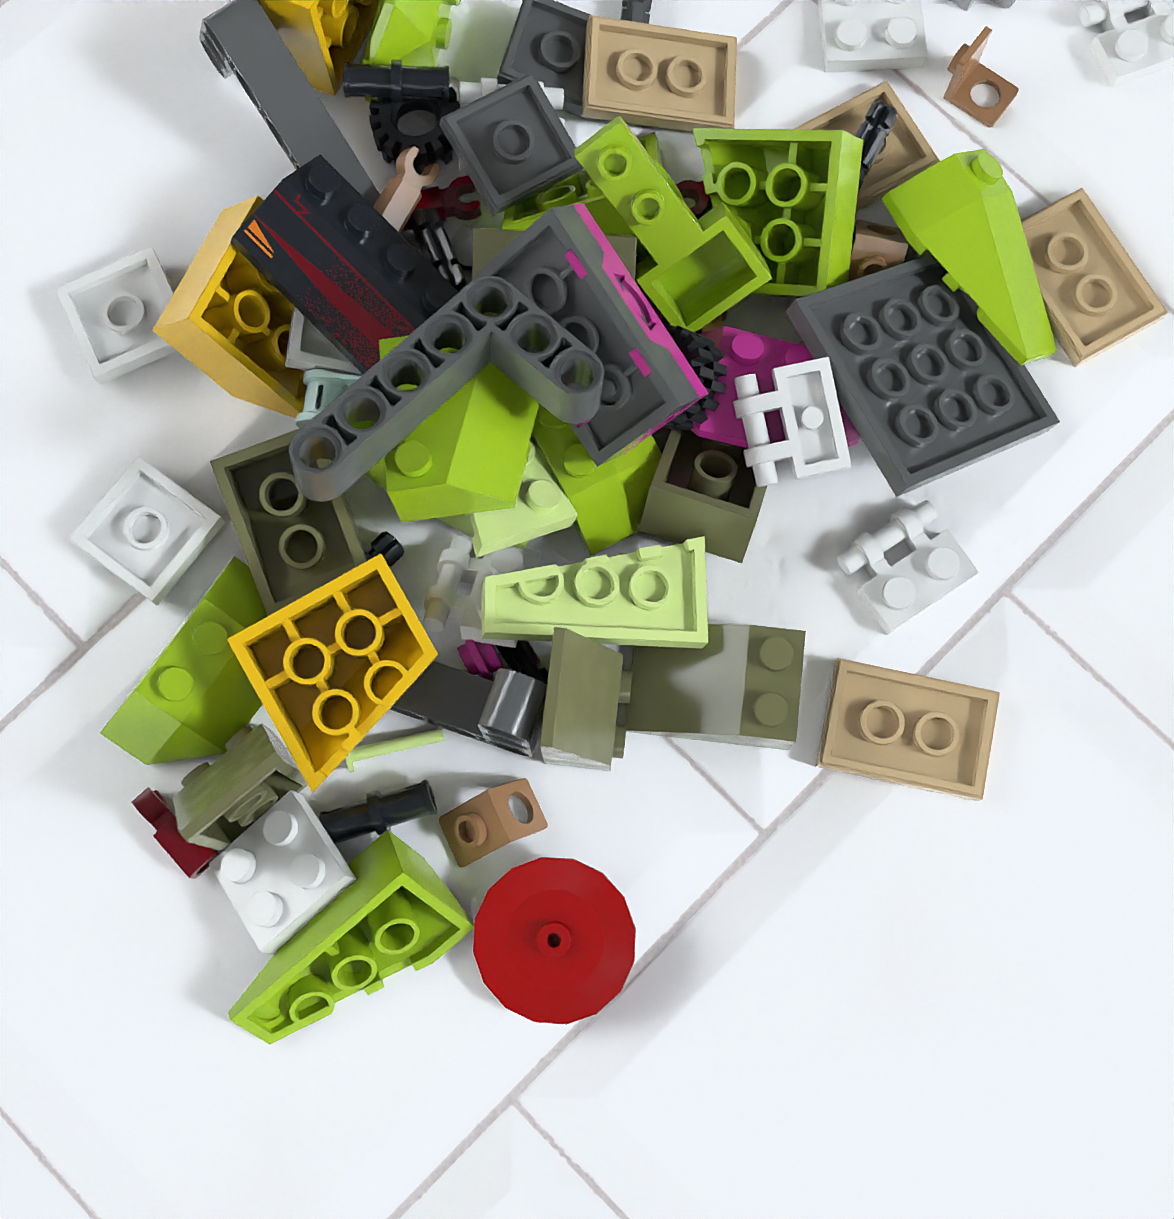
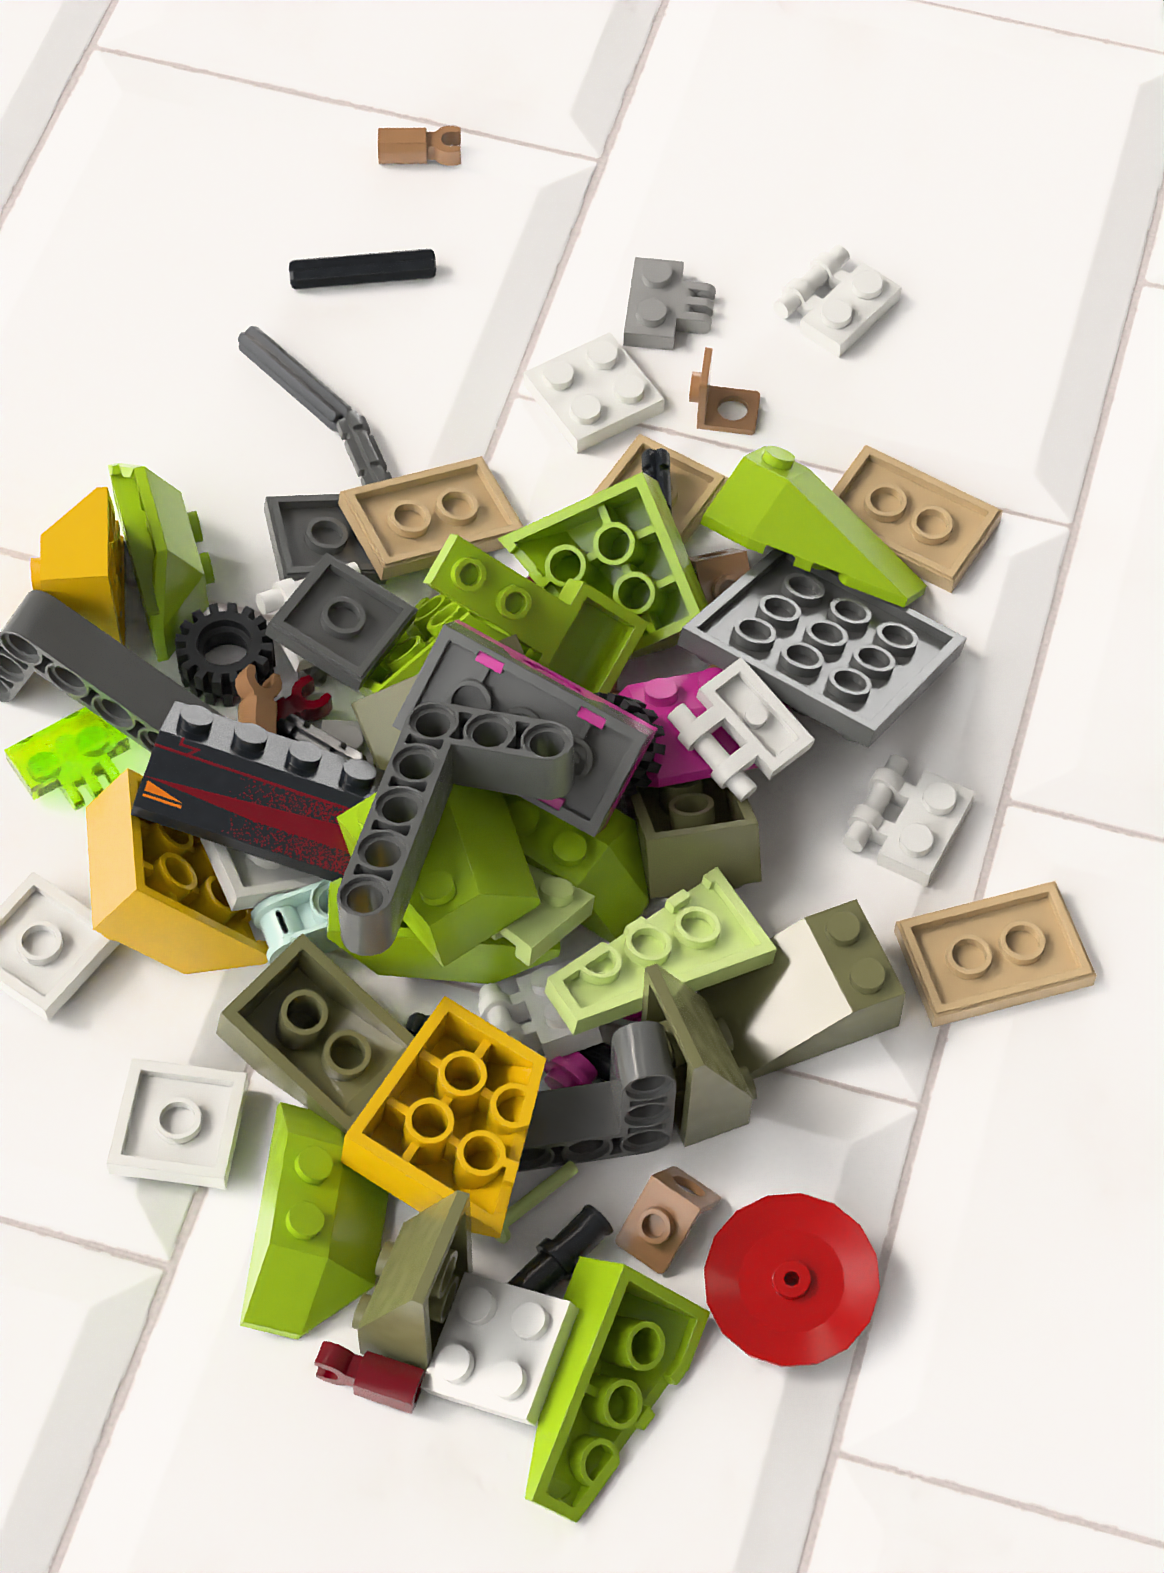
camera: 30 degrees left, 20 degrees down
(236, 155) = (68, 757): none -> clear neon green hinge
(396, 81) = (196, 620): black pin -> none

